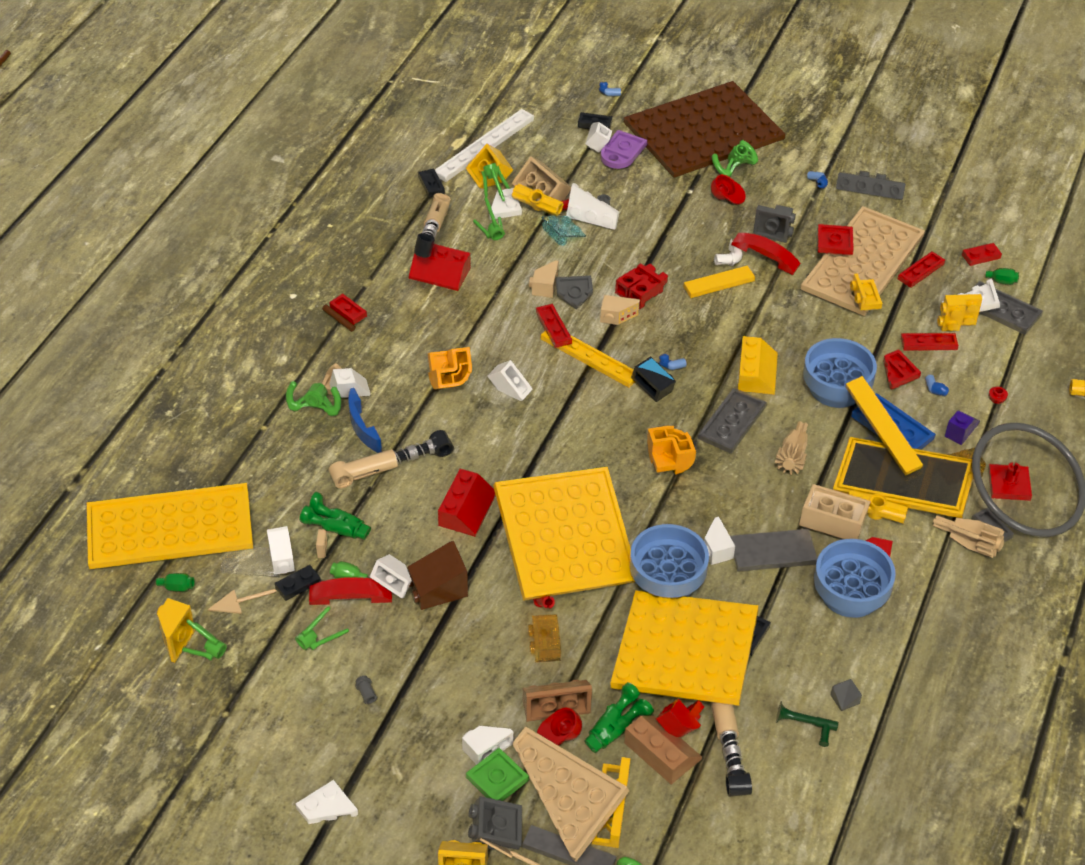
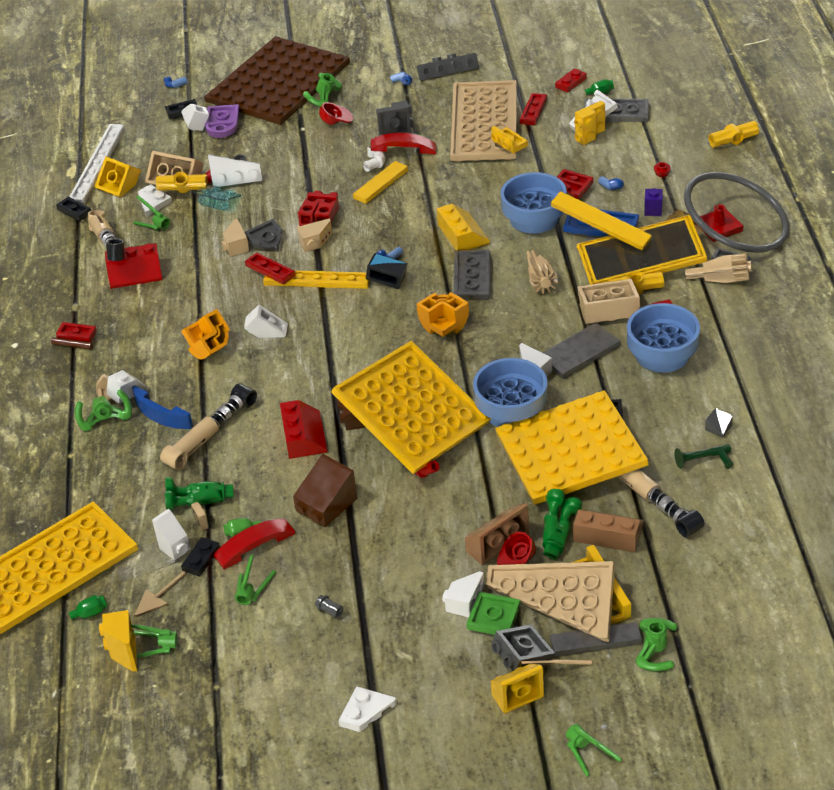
camera: 25 degrees left, 5 degrees down
(392, 575) = (285, 509): white slope -> none
(493, 171) = (126, 176): bright green plant -> none
(546, 638) = (451, 495): clear yellow brick -> none
(679, 719) = (608, 497): red brick -> none
(835, 239) = (453, 112): red plate -> none
(929, 341) = (580, 155): red tile -> none

